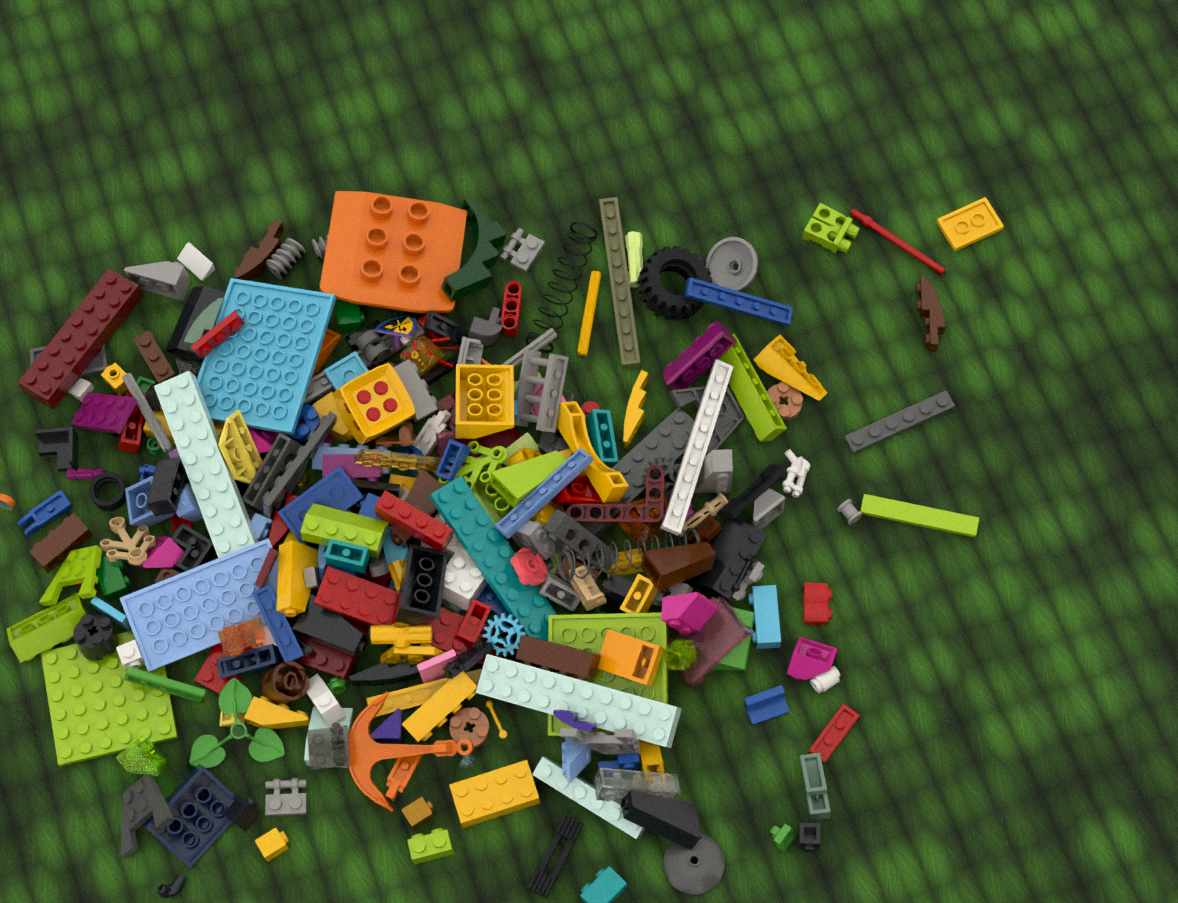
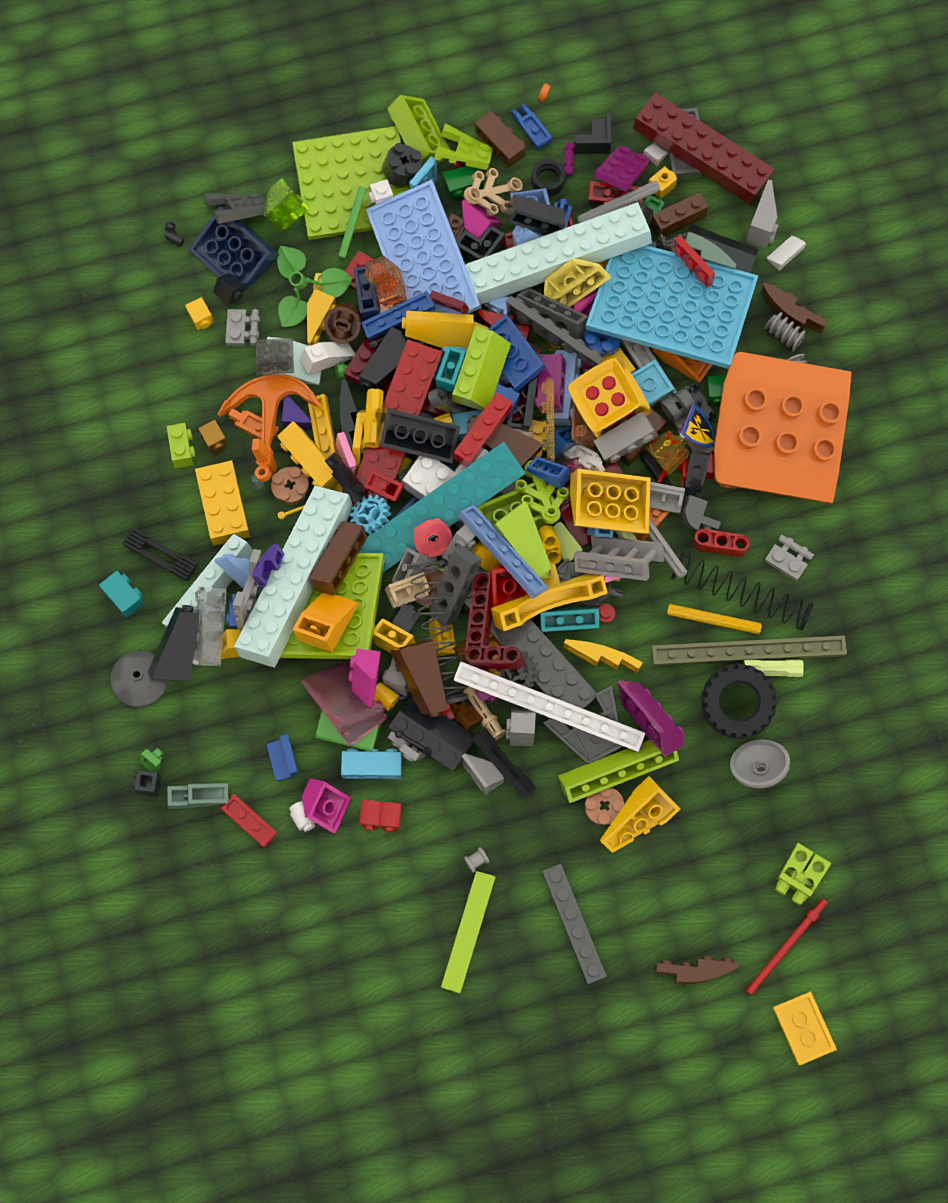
camera: 90 degrees right, 5 degrees up
(311, 578) = (437, 342): light grey slope -> none
(476, 273) = (754, 502): dark green arch -> none
(680, 654) = (325, 668): clear neon green brick -> none
(738, 301) = (712, 764): blue plate -> none
(798, 469) = (527, 813): white piece -> none

